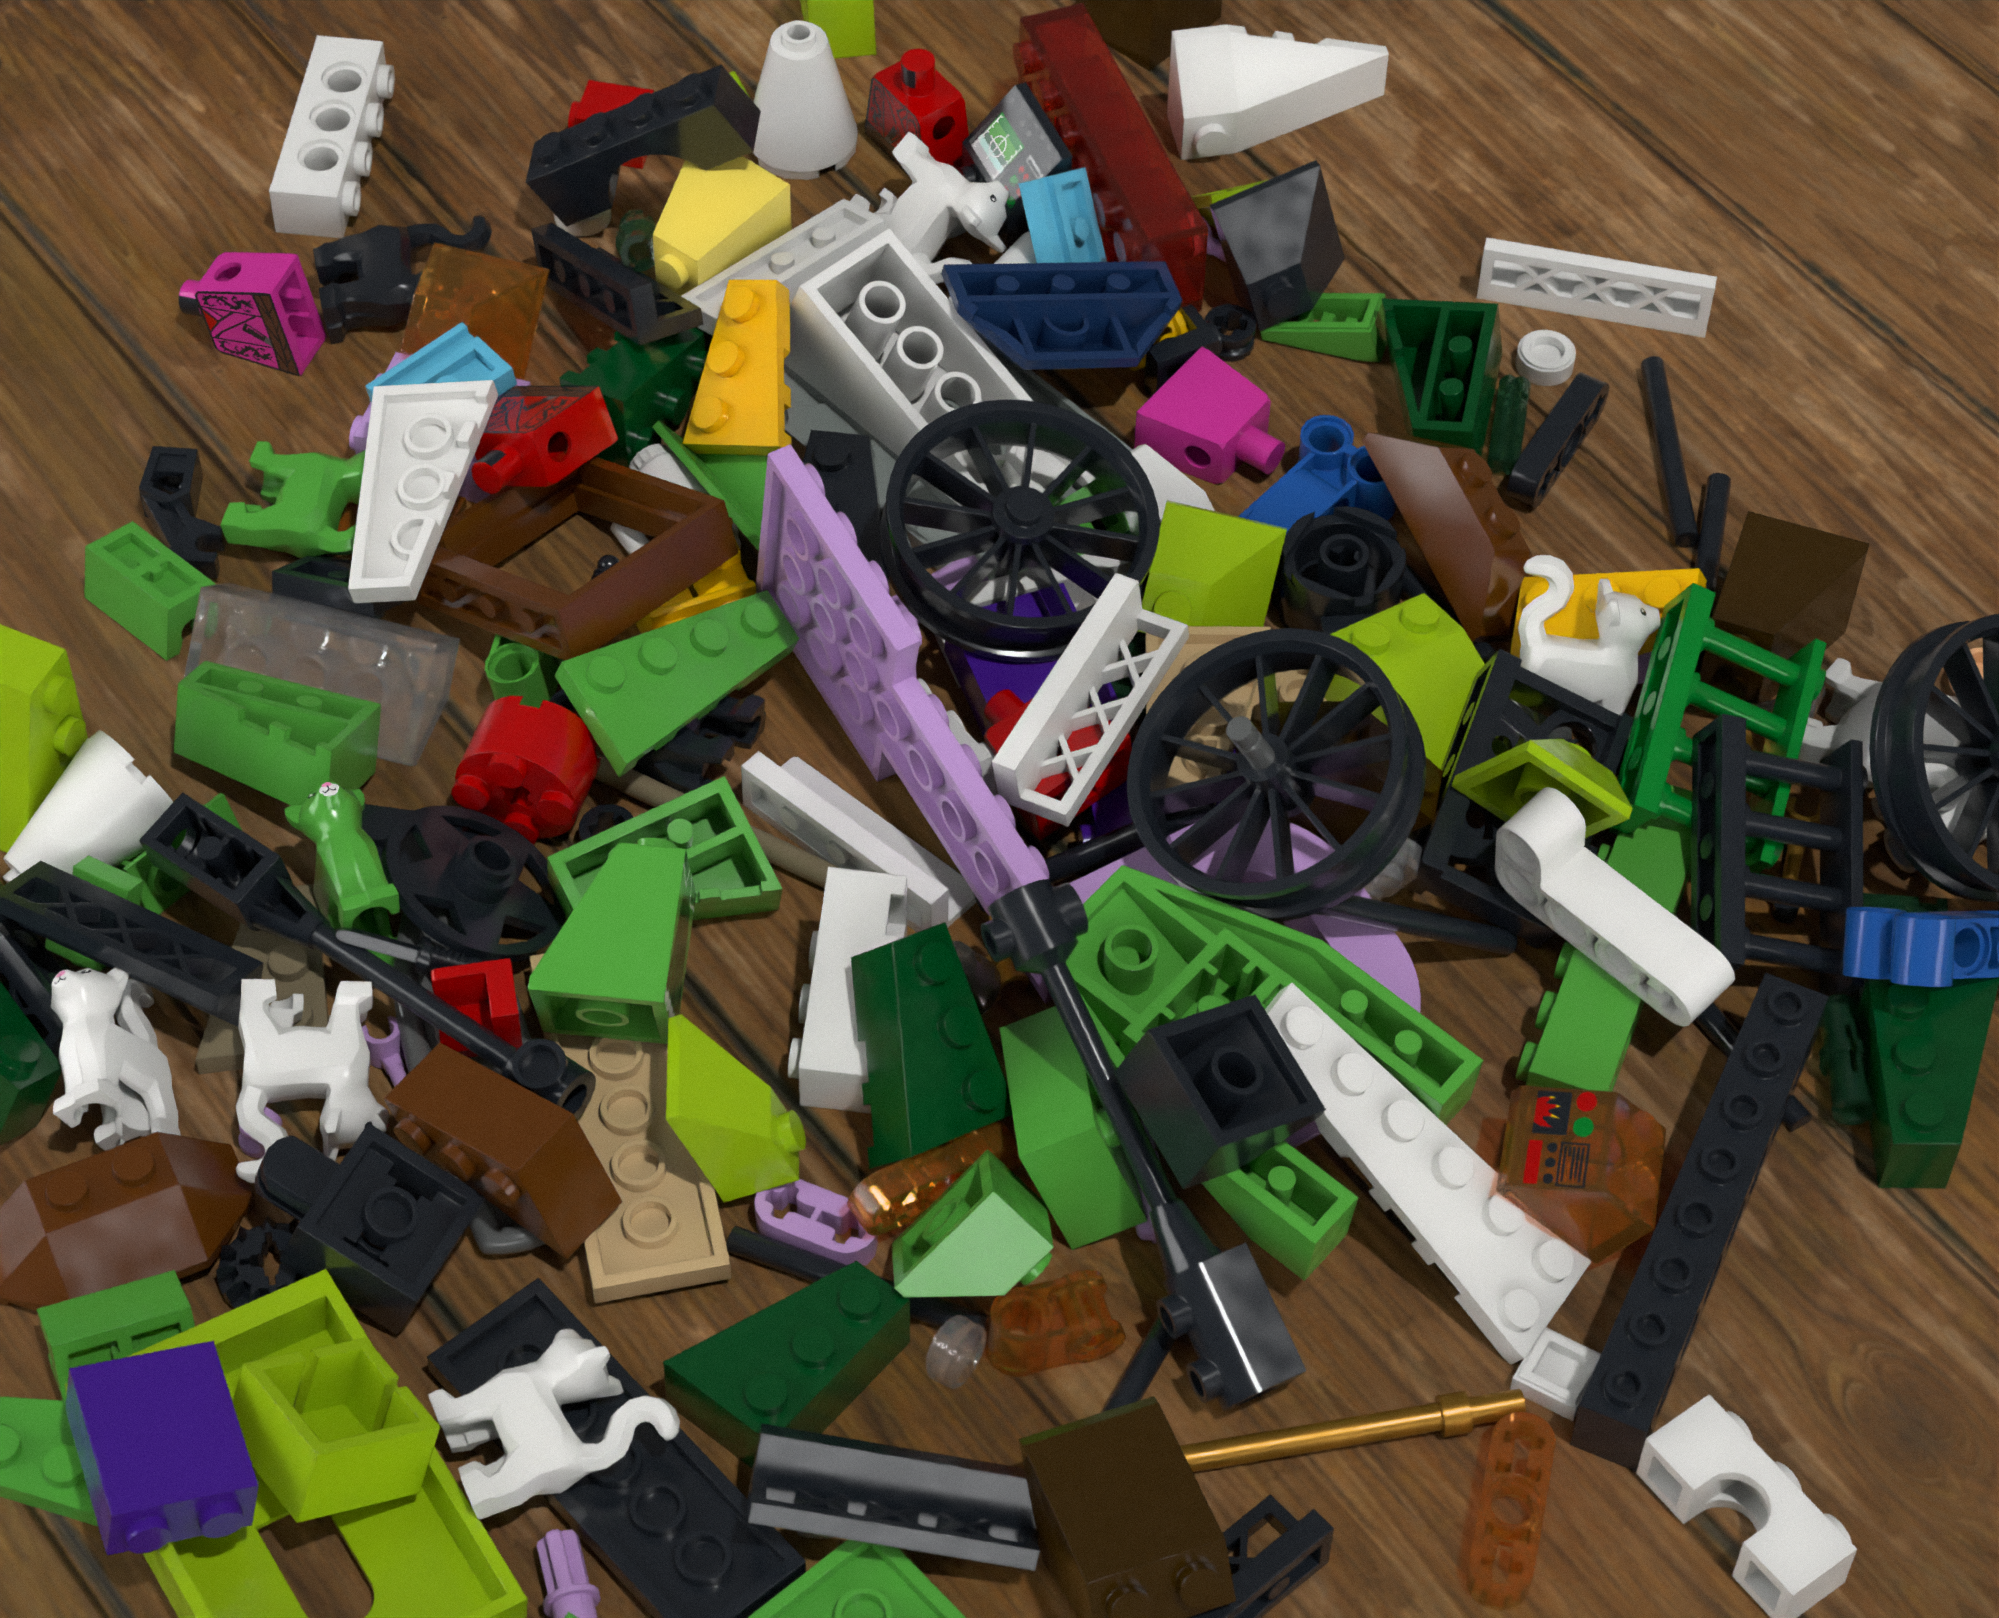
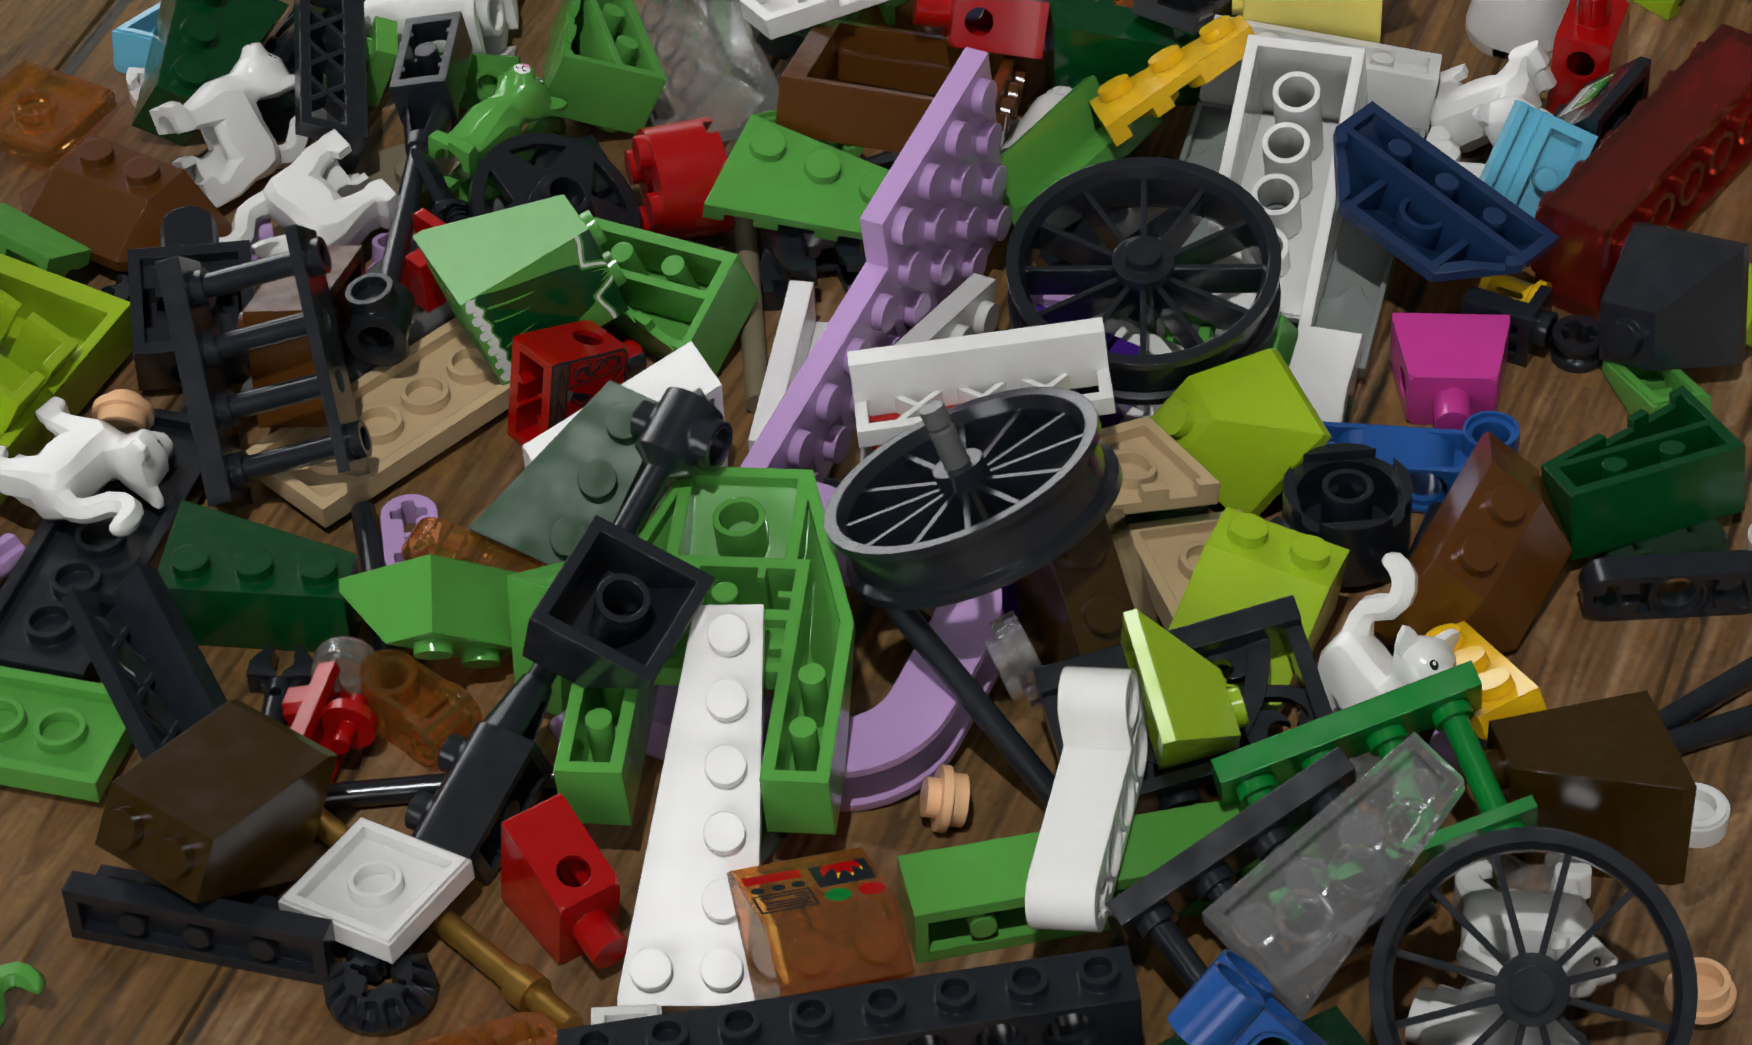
camera: 60 degrees right, 10 degrees down
(486, 1353) = (124, 410): none -> light nougat plate
(523, 1230) = (204, 350): none -> black fence
(728, 1116) = (437, 420): lime slope -> none
(731, 968) = (561, 371): none -> red torso
(925, 1419) = (263, 678): none -> black bar
(995, 1391) = (330, 714): none -> red hips
(1279, 1460) = (379, 888): none -> white plate
(1366, 1548) = (389, 1005): none -> black gear
(1385, 1322) = (561, 884): none -> red torso
(1452, 1007) = (945, 798): none -> light nougat plate
(1817, 799) = (1330, 879): none -> clear wing

